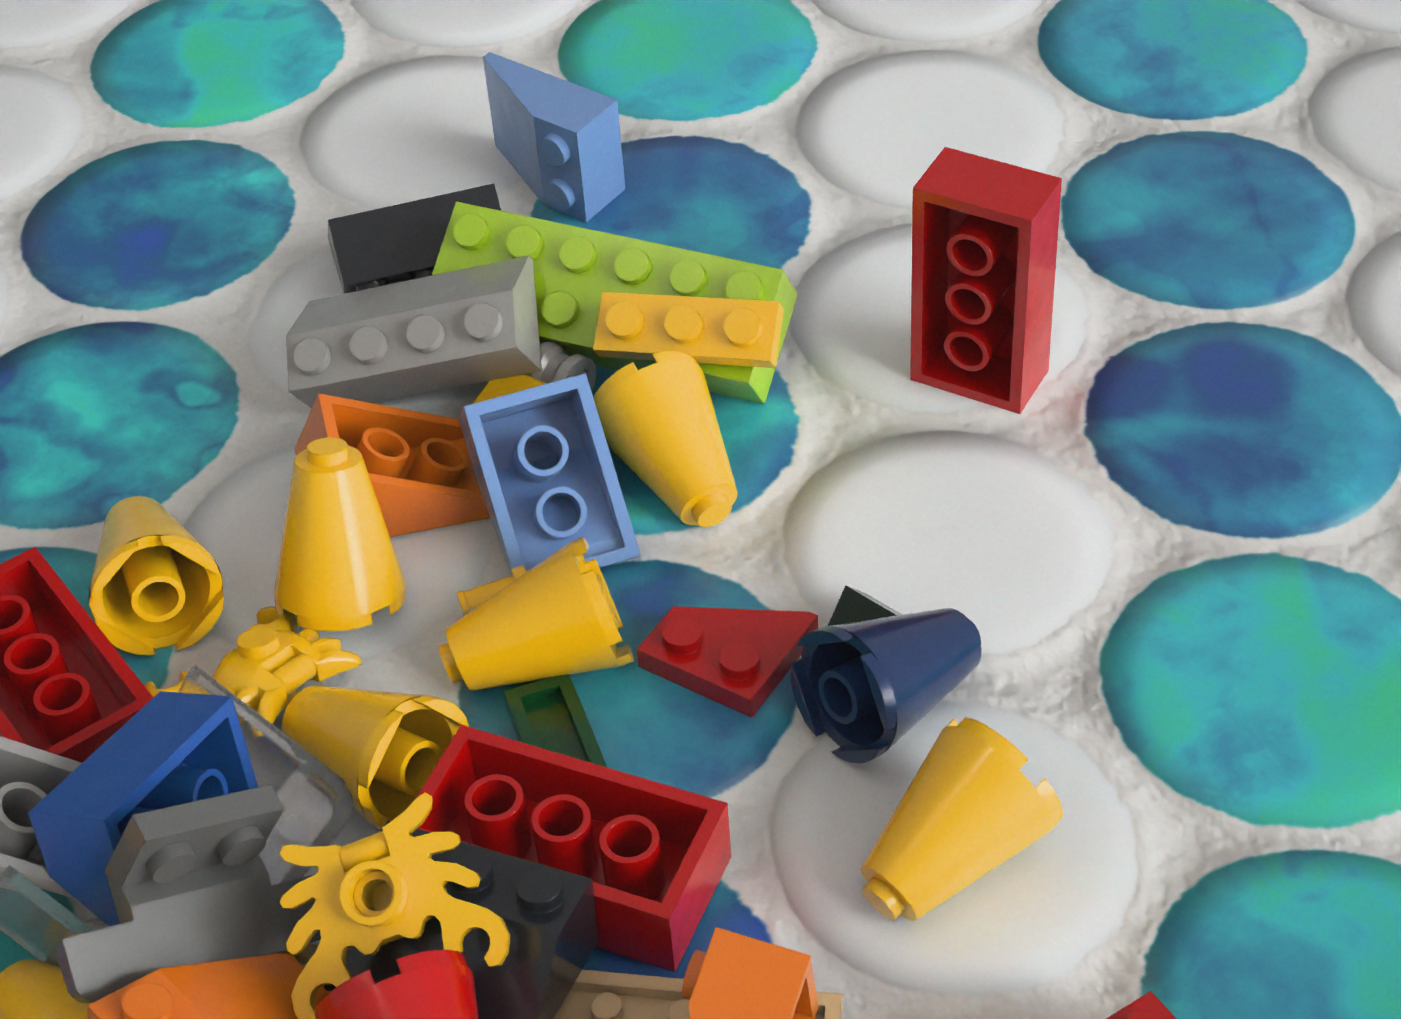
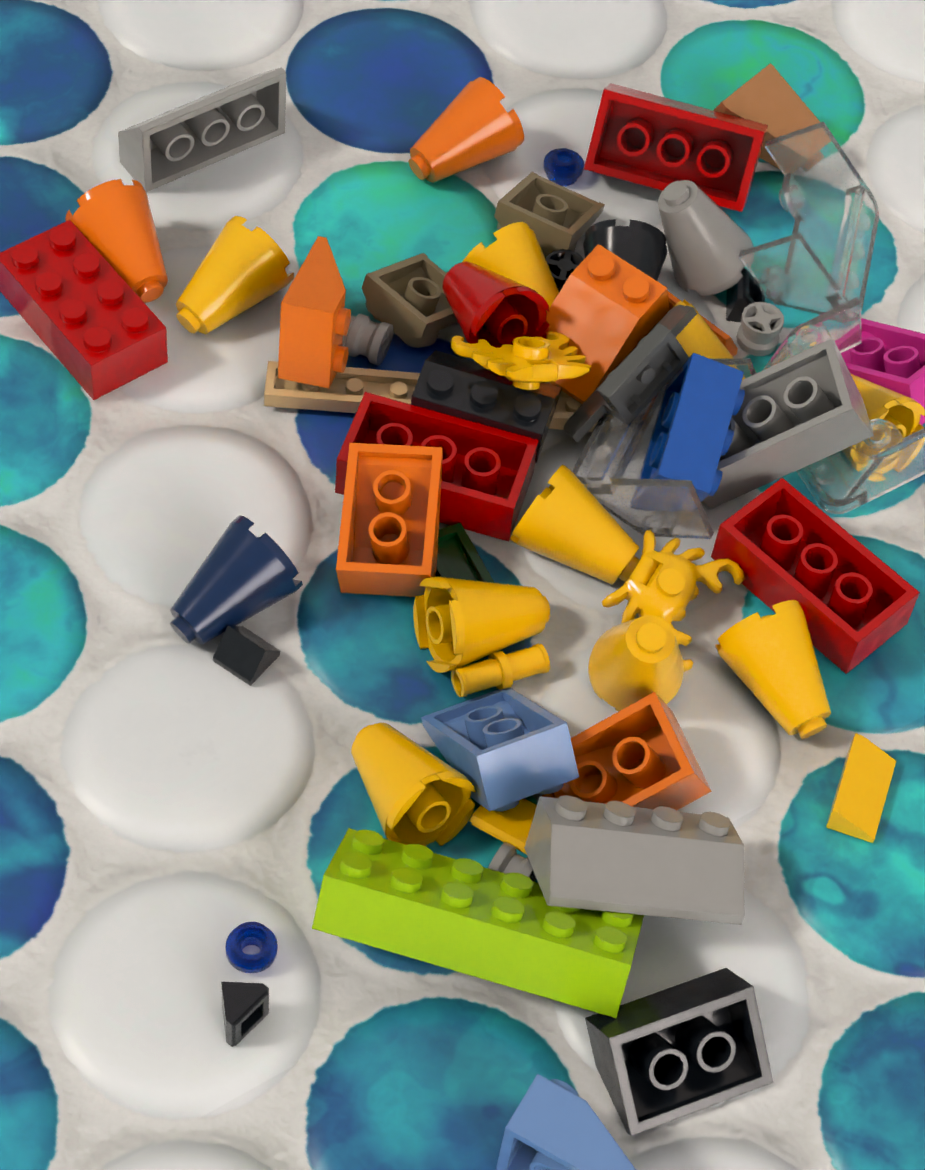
camera: 165 degrees right, 10 degrees up
(108, 471) = (861, 790): none -> yellow slope
(654, 710) = (389, 519): none -> orange slope
(706, 328) = (402, 838): yellow plate -> none
(726, 652) = (349, 634): red wing -> none
(865, 327) = (251, 934): none -> clear blue plate
(873, 269) = (243, 1008): none -> black slope
(956, 821) = (188, 485): yellow cone -> none
(983, 278) = (148, 862): red brick -> none

